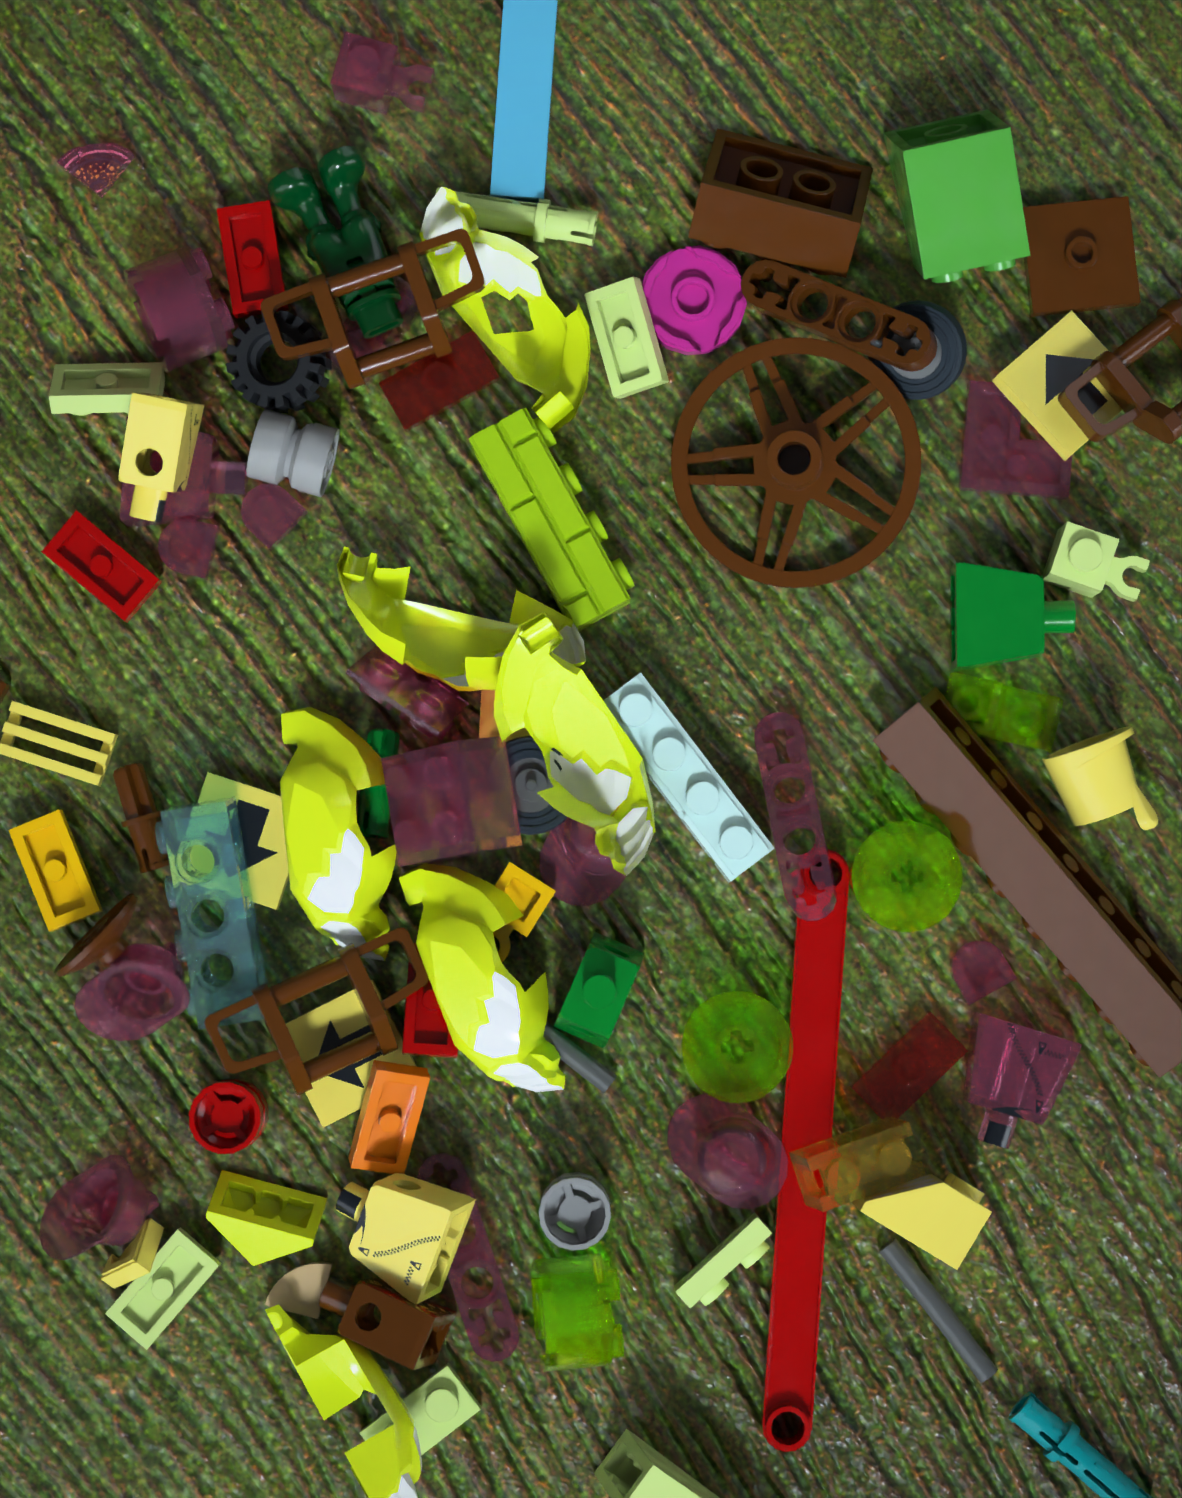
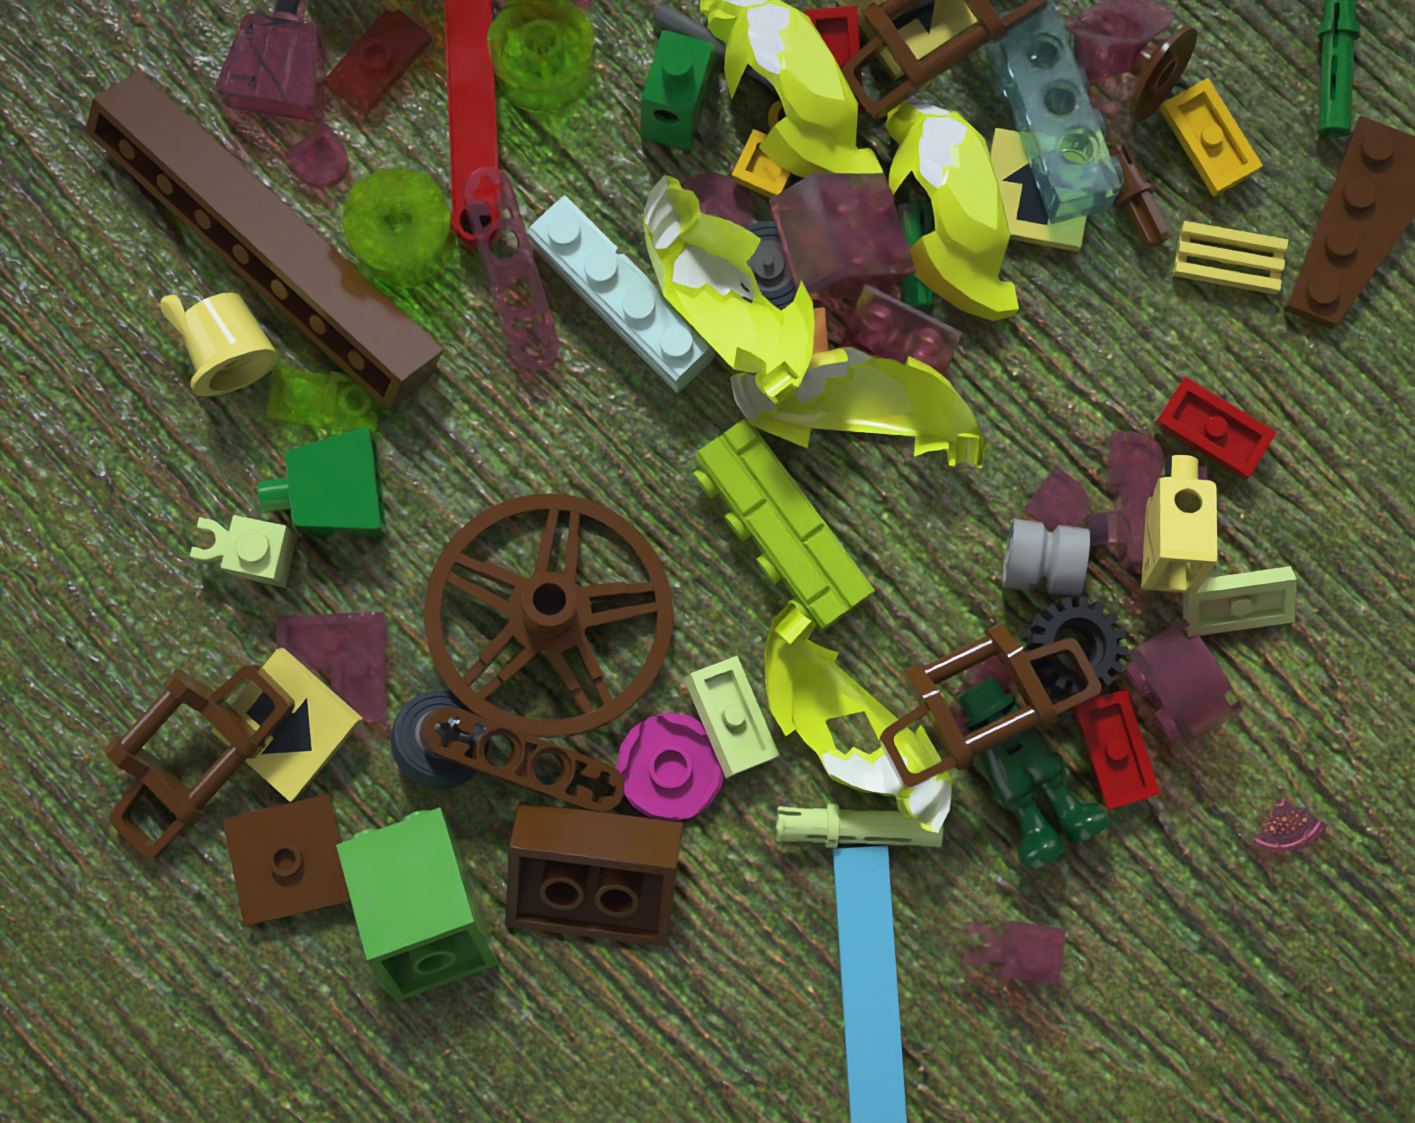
camera: 175 degrees right, 5 degrees down
(439, 383) = (919, 642): clear red plate -> none

